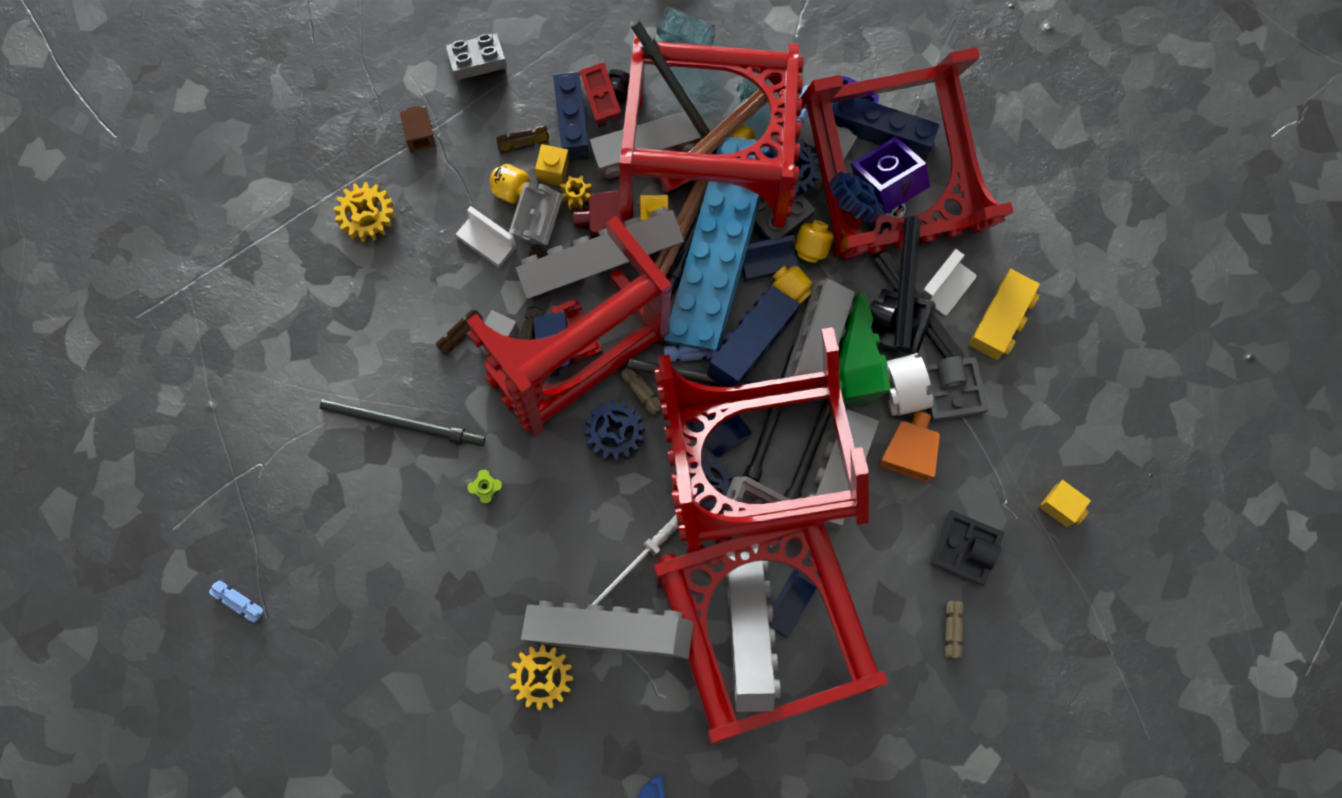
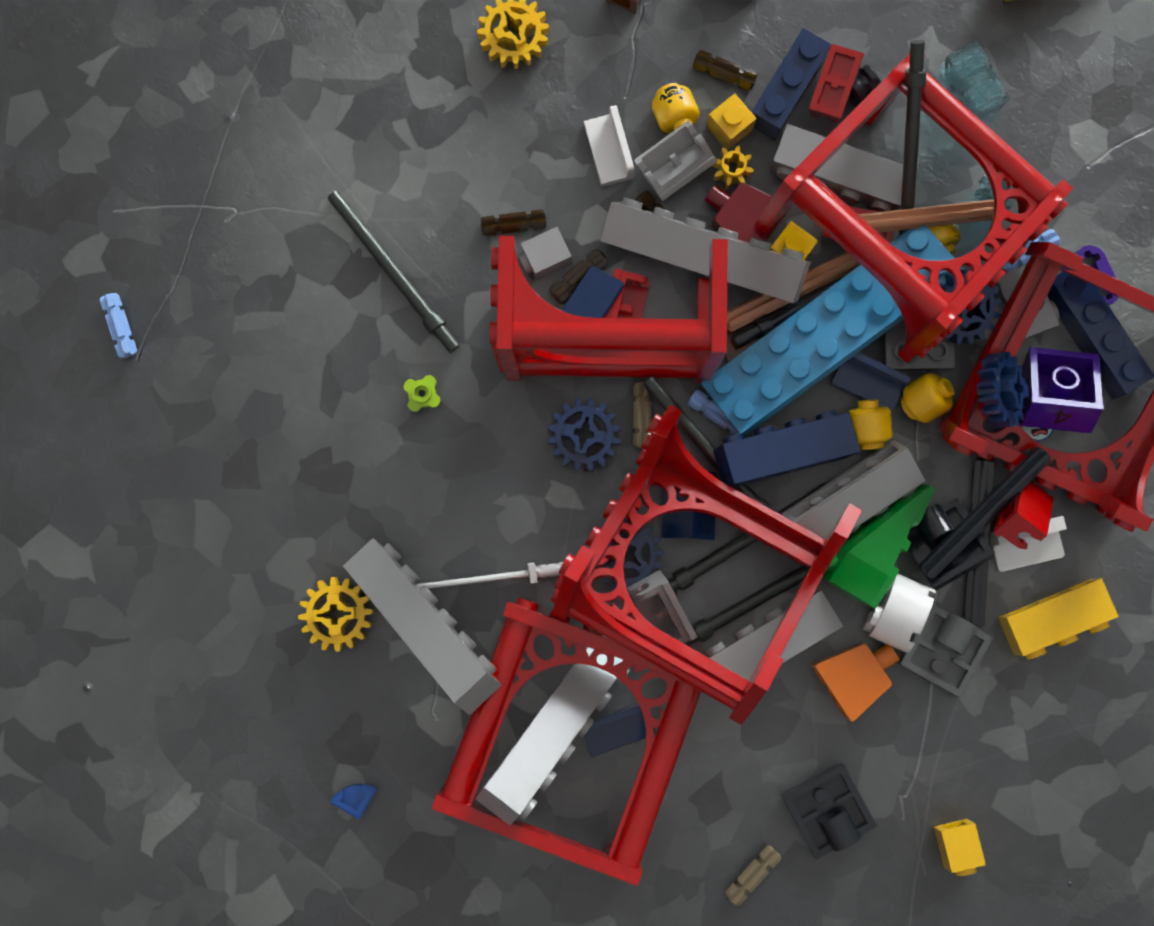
camera: 45 degrees right, 10 degrees up
(931, 262) = (1025, 513): none -> red hinge

